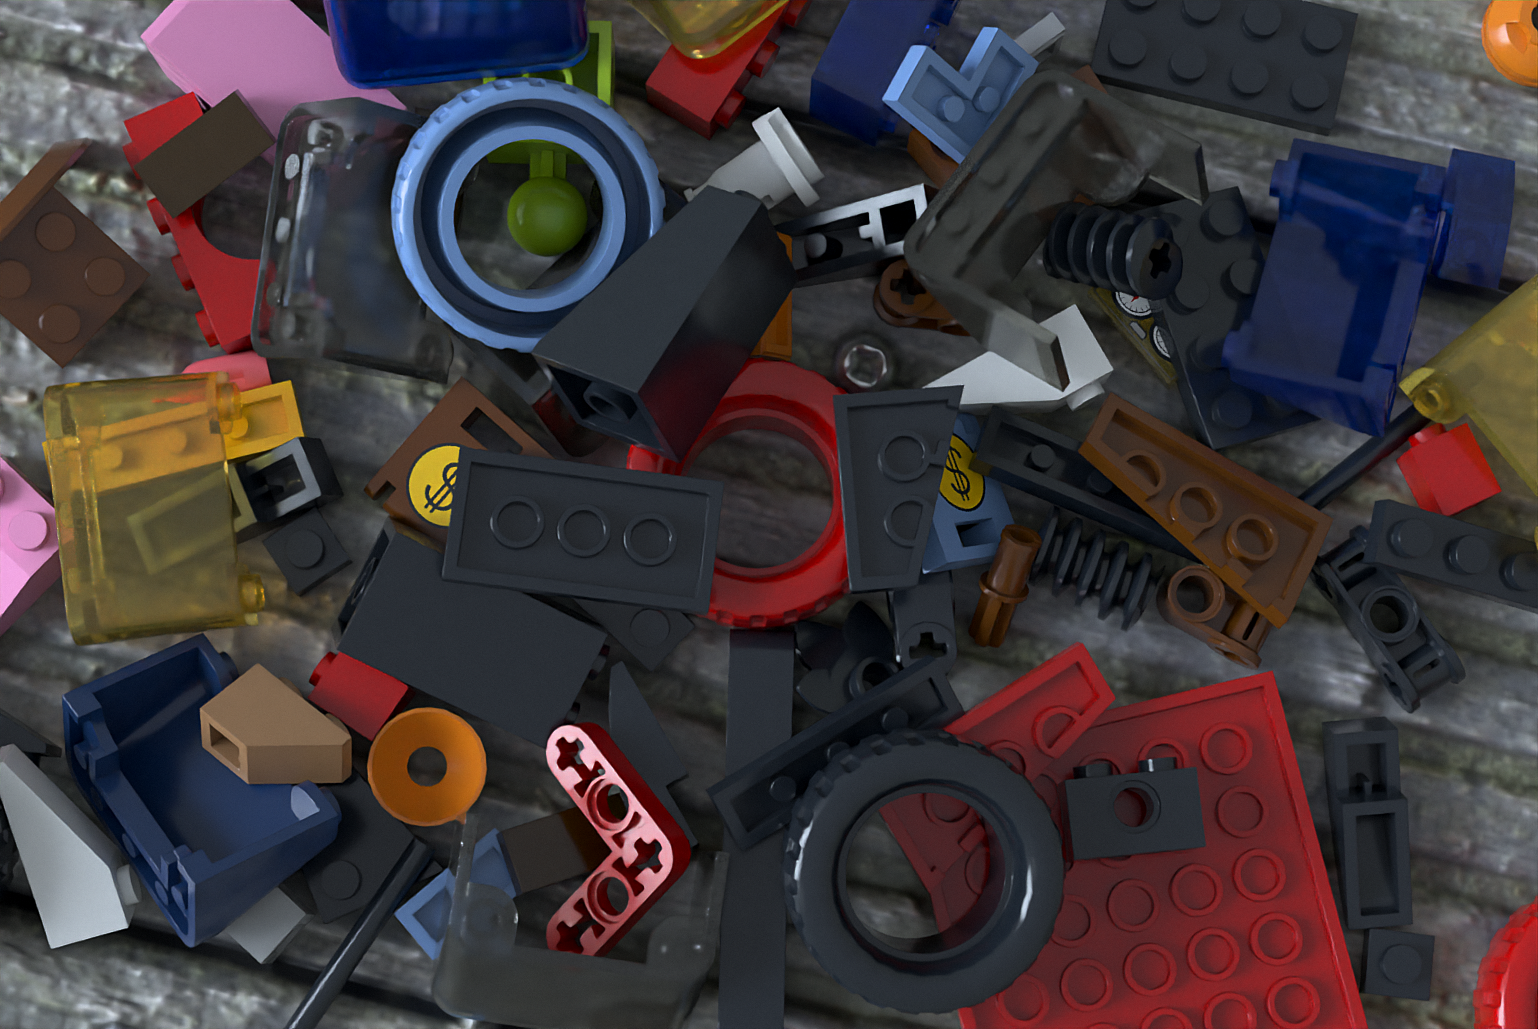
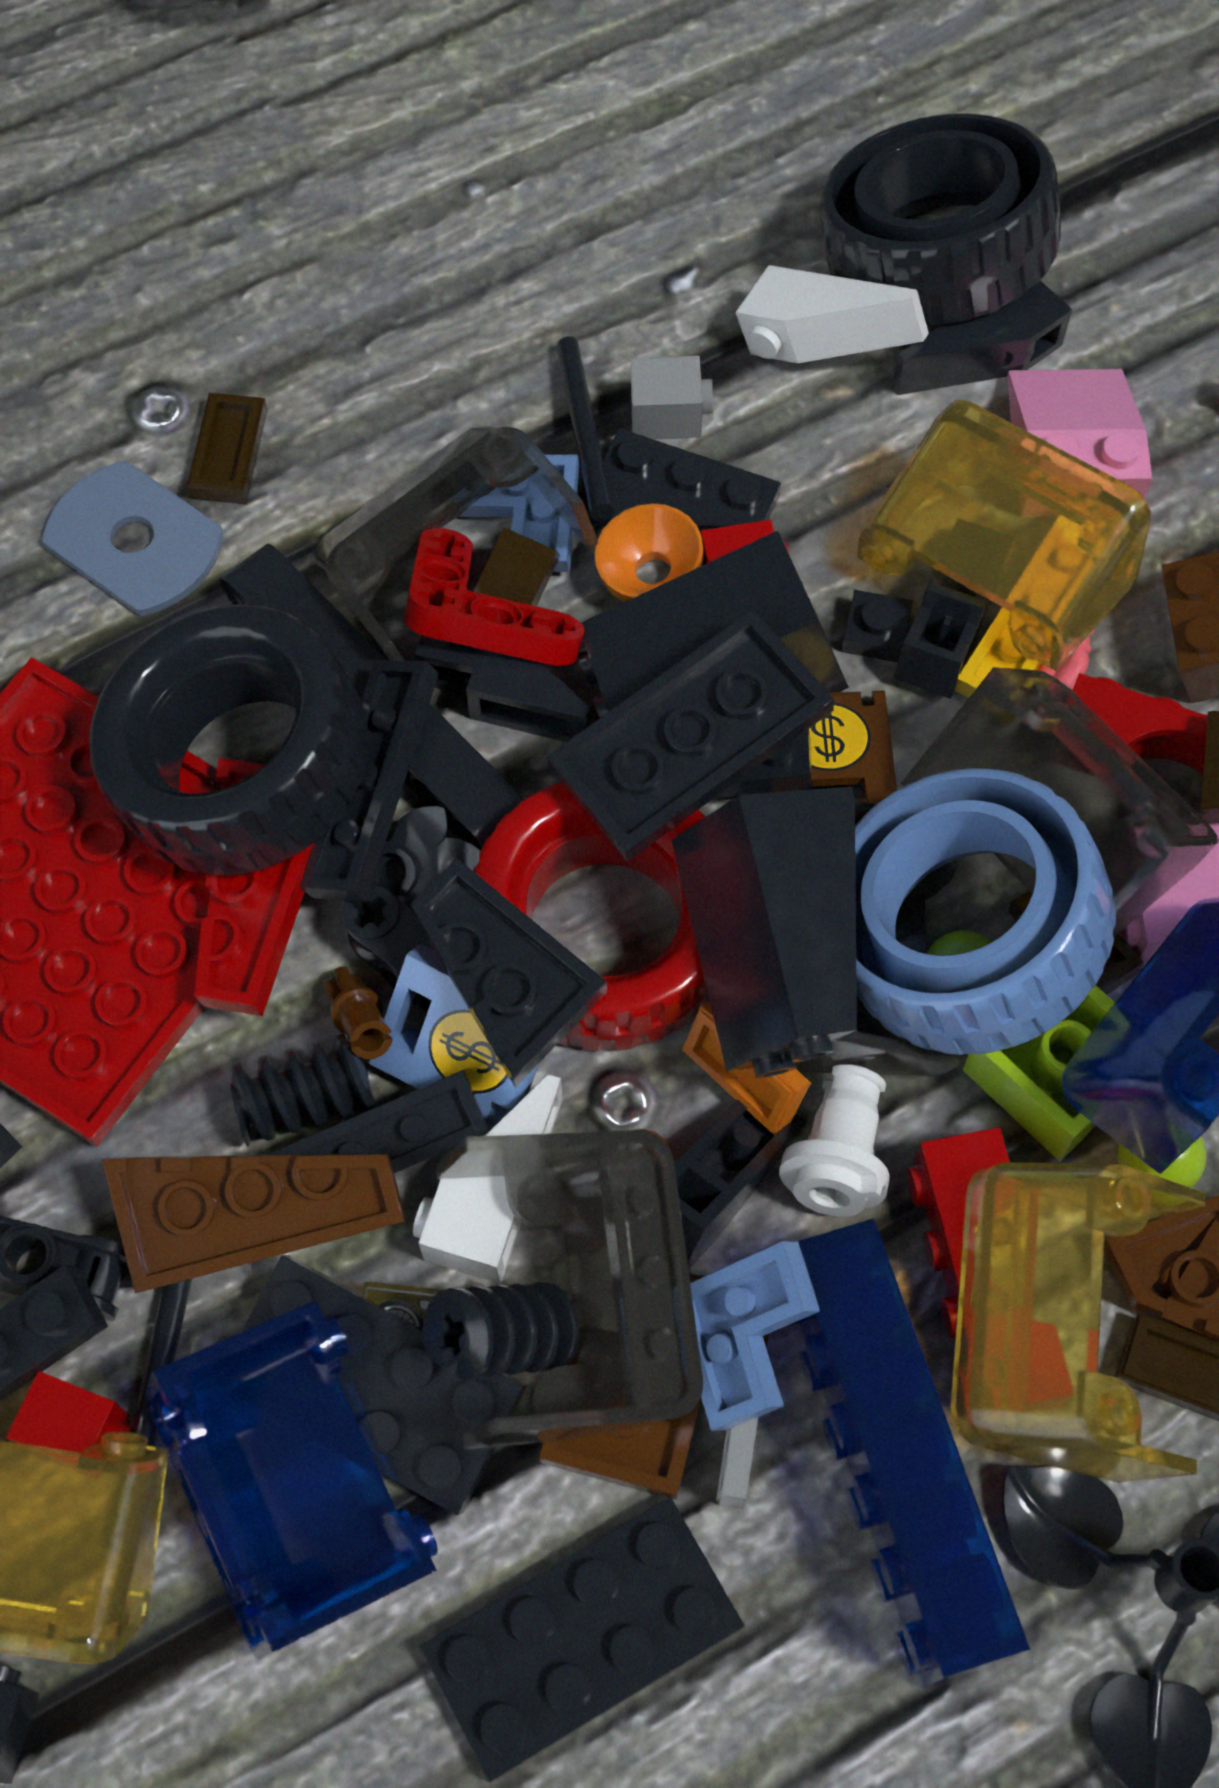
camera: 140 degrees right, 15 degrees down
(172, 808) = (783, 409): dark blue windscreen -> none
(274, 735) = (771, 475): medium nougat slope -> none
(1171, 817) = (115, 894): black brick -> none
(1225, 621) = (174, 1133): reddish brown piece -> none
(1476, 218) = (223, 1682): clear blue slope -> none

